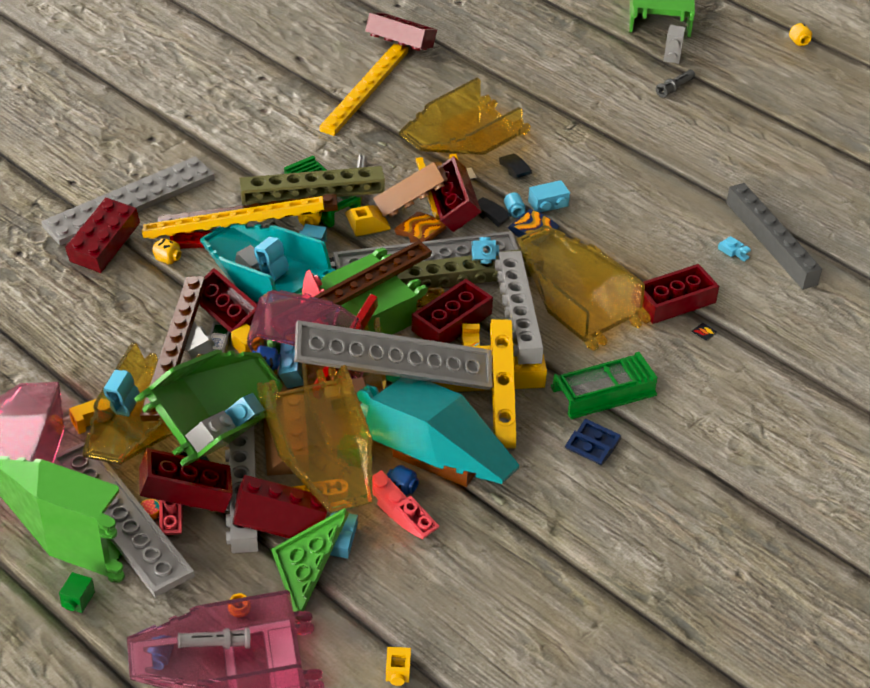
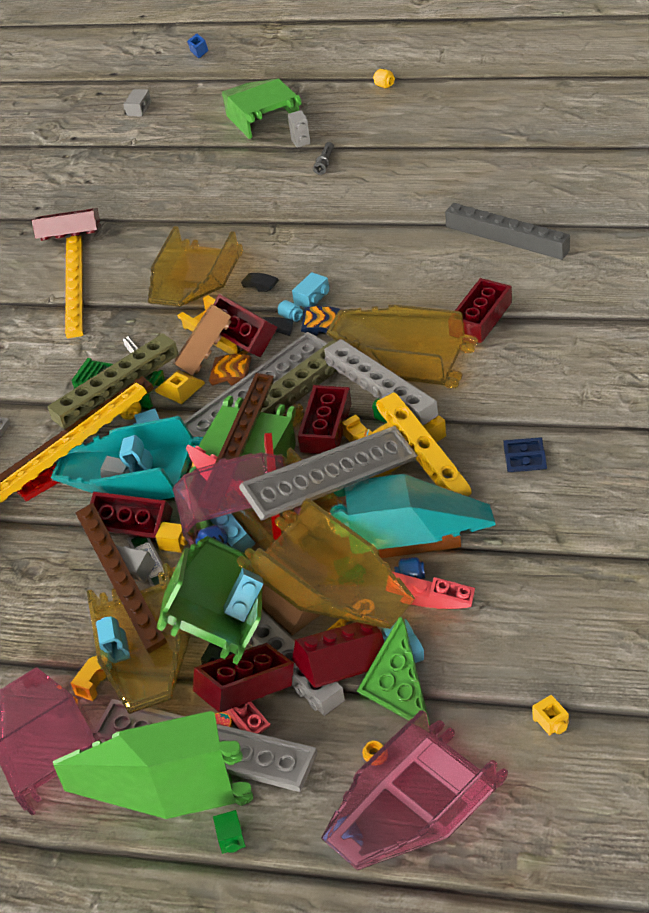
camera: 25 degrees left, 0 degrees up
(166, 251) = (28, 504): yellow head -> none
(209, 430) = (237, 620): light grey brick -> none
(226, 638) = (397, 784): light grey pin -> none
(478, 253) = (309, 354): medium azure brick -> none
(606, 385) = (495, 406): green piece -> none
(704, 331) = (522, 328): black sticker -> none
(734, 247) = (484, 255): medium azure plate -> none

